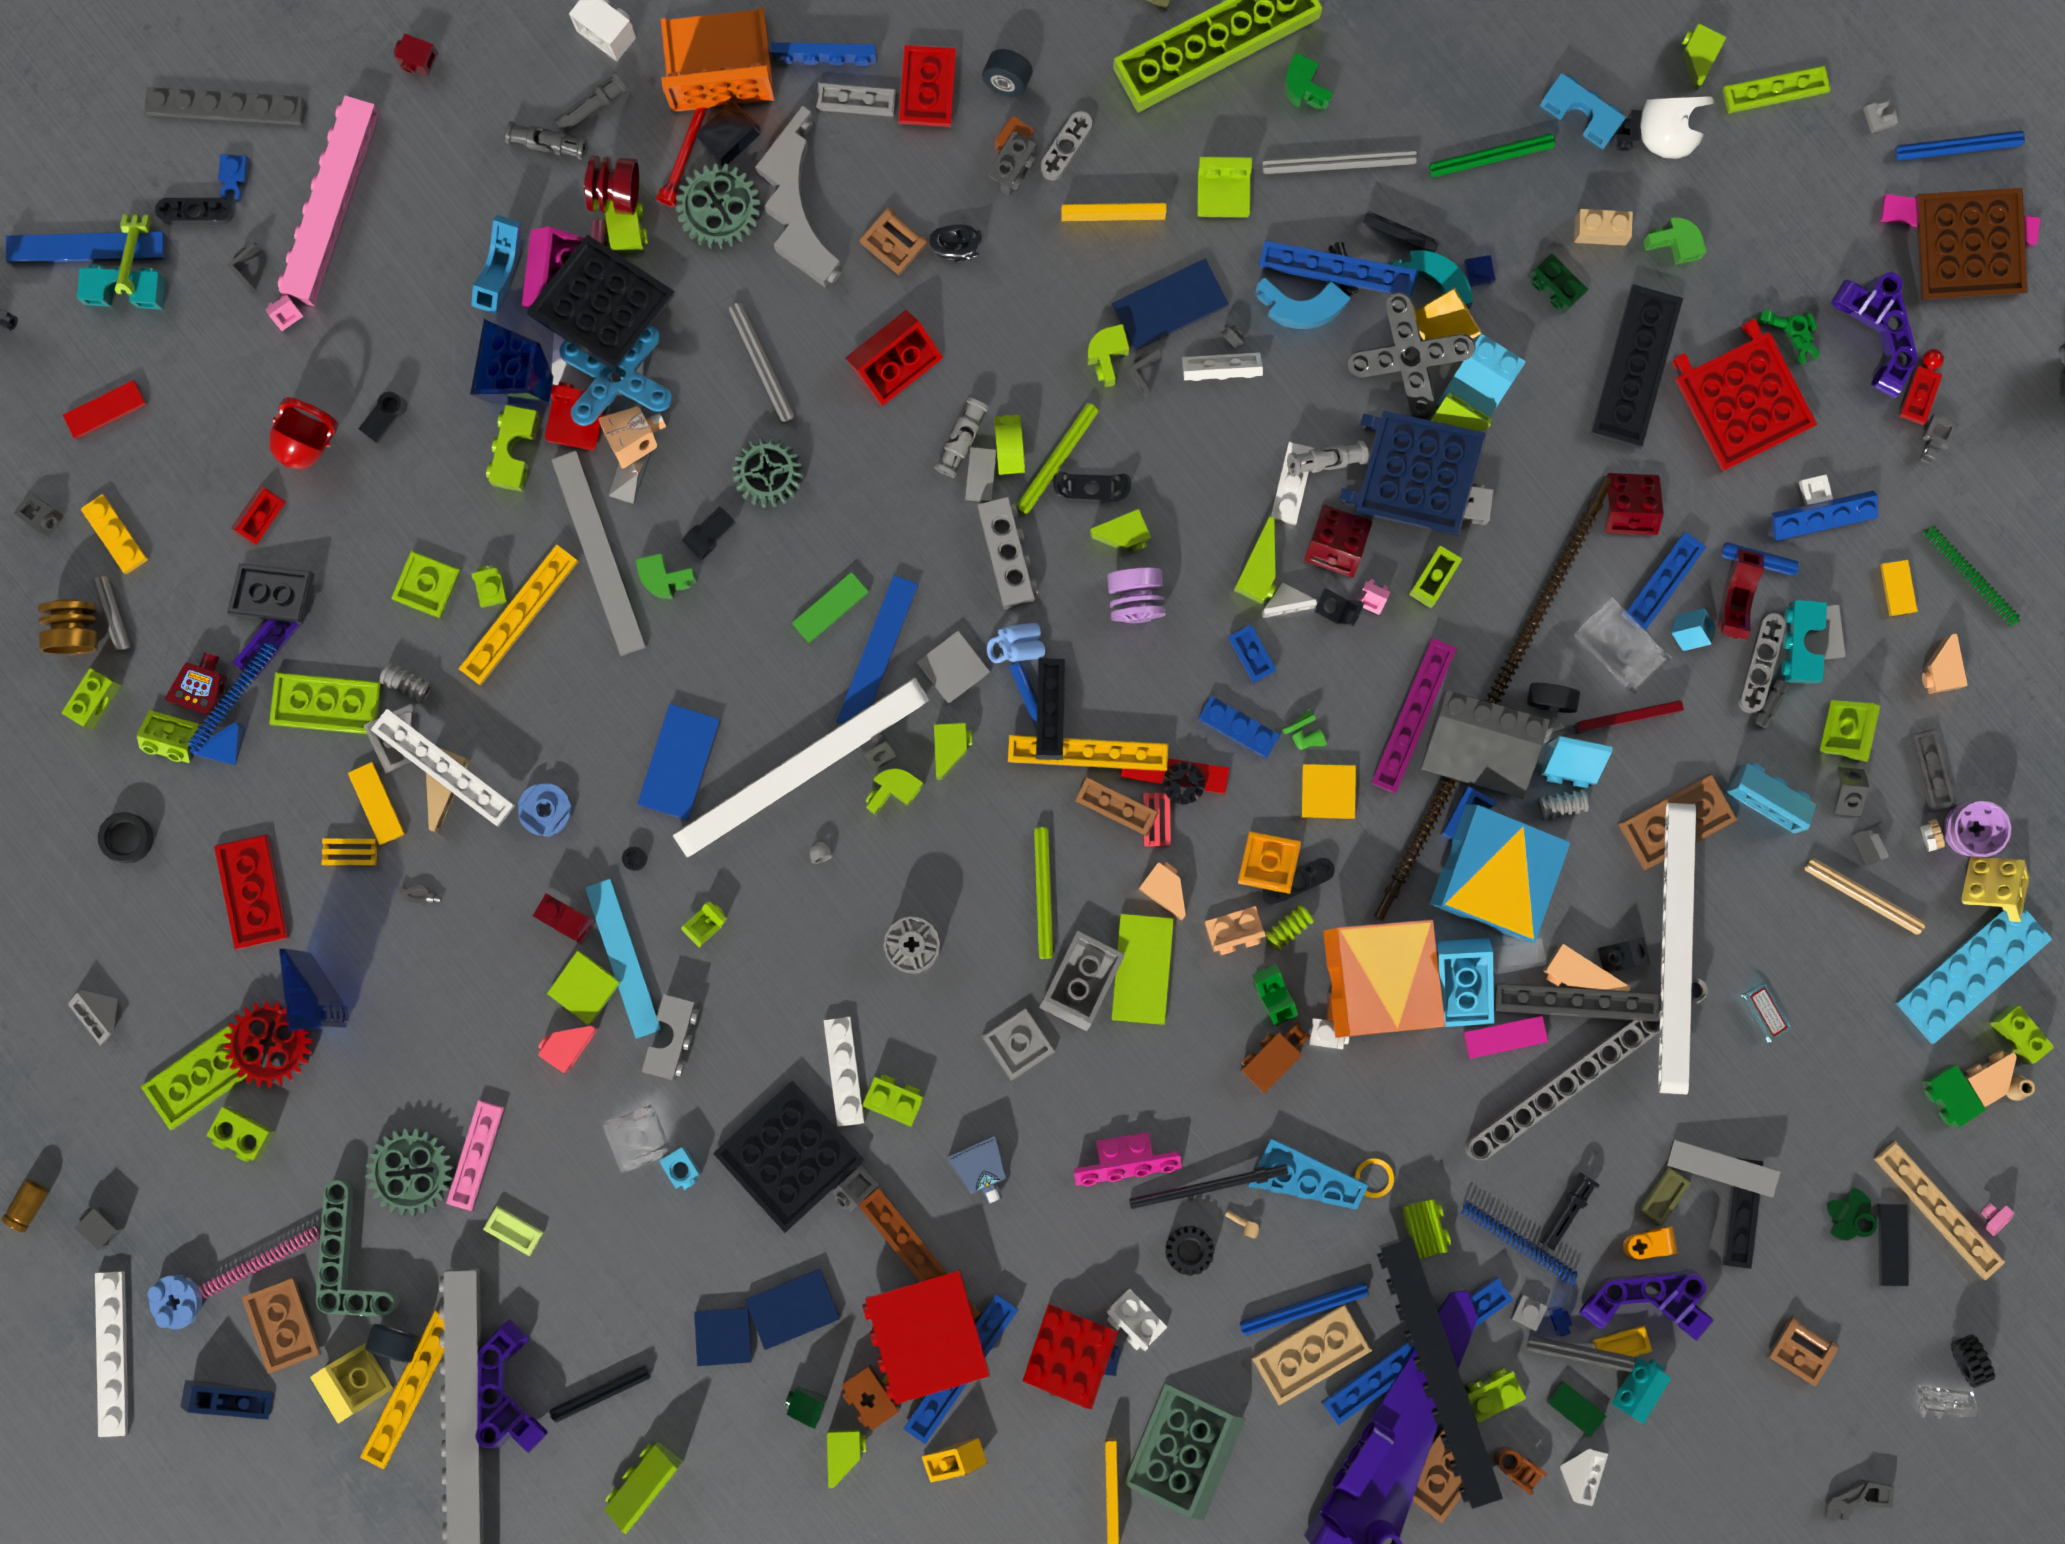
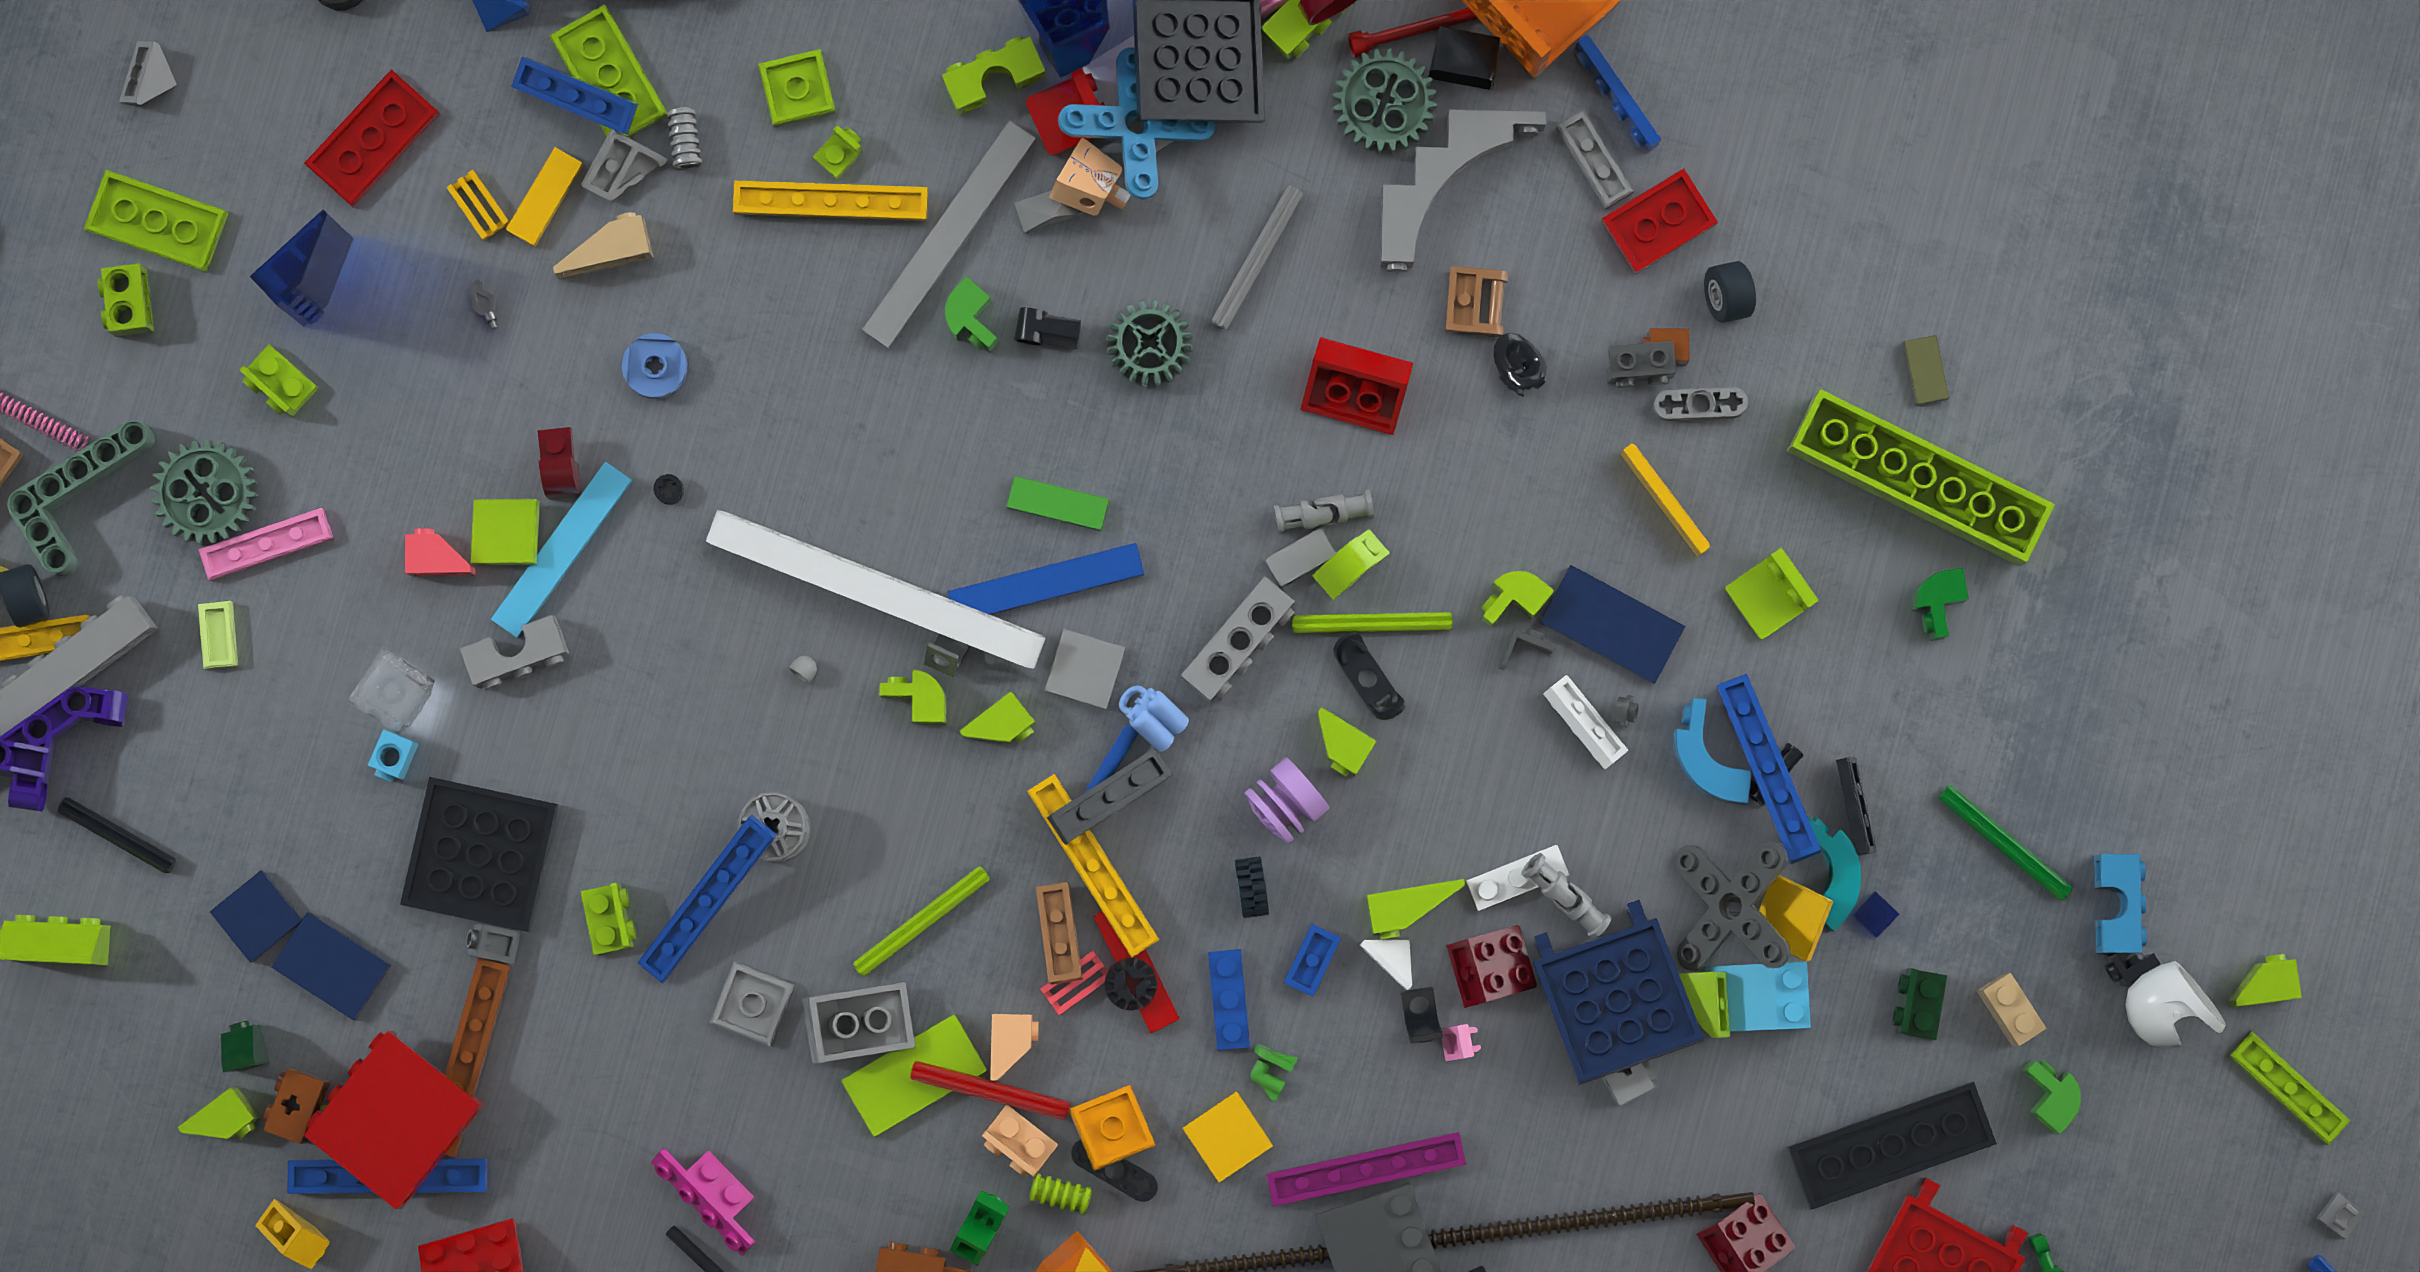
camera: 55 degrees right, 0 degrees up
(243, 1039) = (220, 236): red gear -> none
(322, 734) = (574, 95): none -> blue plate
(371, 1068) = (279, 380): none -> lime bracket
(442, 767) = (622, 237): white plate -> none
(679, 762) = (796, 464): blue tile -> none
(704, 923) = (651, 605): lime bracket -> none
(844, 1071) = (602, 849): white plate -> none
(928, 1022) = (707, 898): none -> blue tile
(980, 1168) = (600, 1054): sand blue torso -> none
(1176, 658) = (1251, 887): none -> black wheel
(1188, 925) = (989, 1090): none -> red axle
(1339, 161) = (1885, 691): light grey axle -> none
(1435, 576) = (1523, 1091): lime brick -> none

